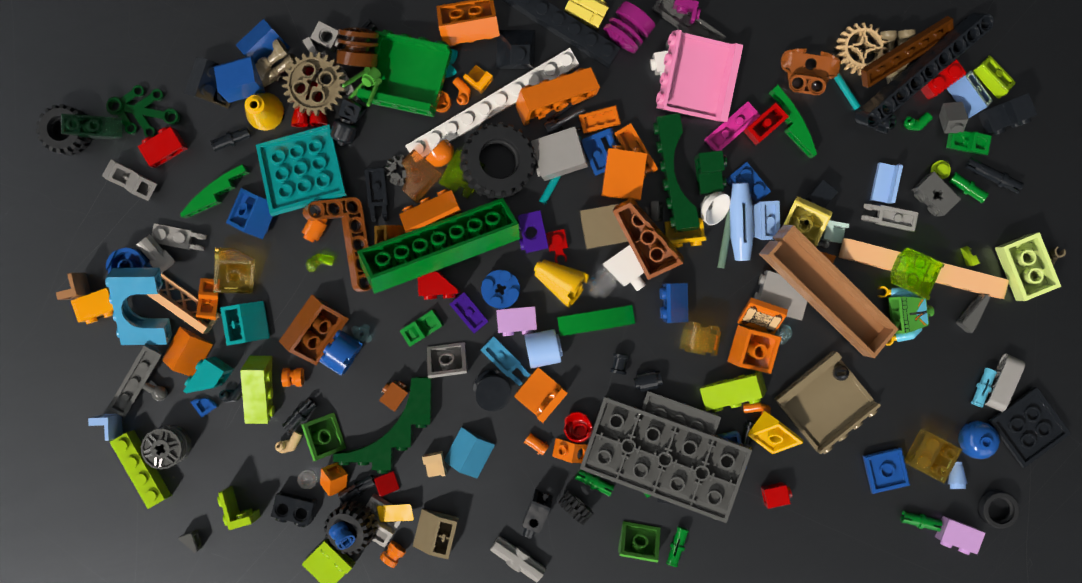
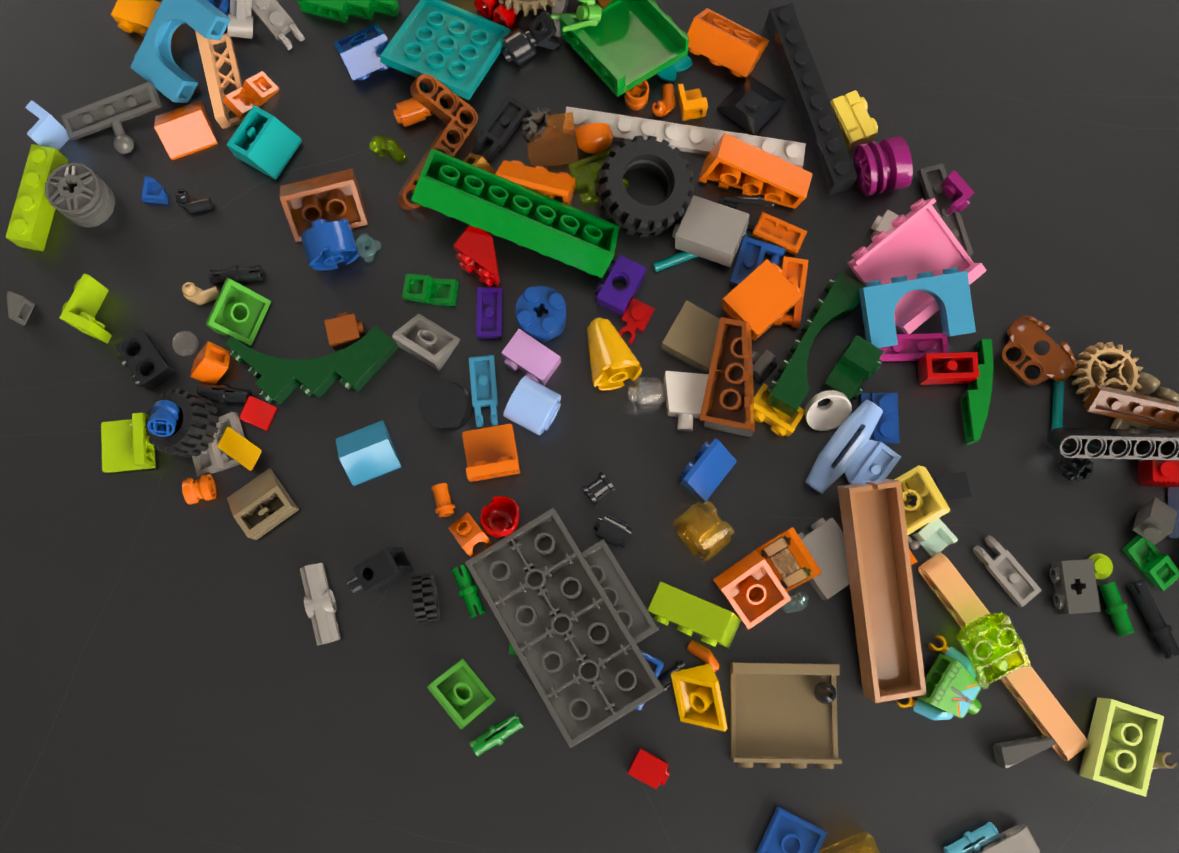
camera: 35 degrees right, 10 degrees down
(209, 374) = (182, 161): teal slope -> none
(232, 271) = (296, 87): clear yellow slope -> none
(257, 389) = (217, 214): lime wedge -> none
(292, 377) = (260, 230): orange wheel -> none
(435, 464) = (323, 434): tan panel -> none
(596, 320) = (610, 424): green slope -> none
(695, 115) = (949, 291): none -> dark azure arch
(725, 243) = (806, 459): sand green bar -> none
(886, 183) = (1028, 532): light blue panel -> none
(917, 124) = (1108, 499): green arm -> none
(969, 259) = (1060, 685): lime tile -> none

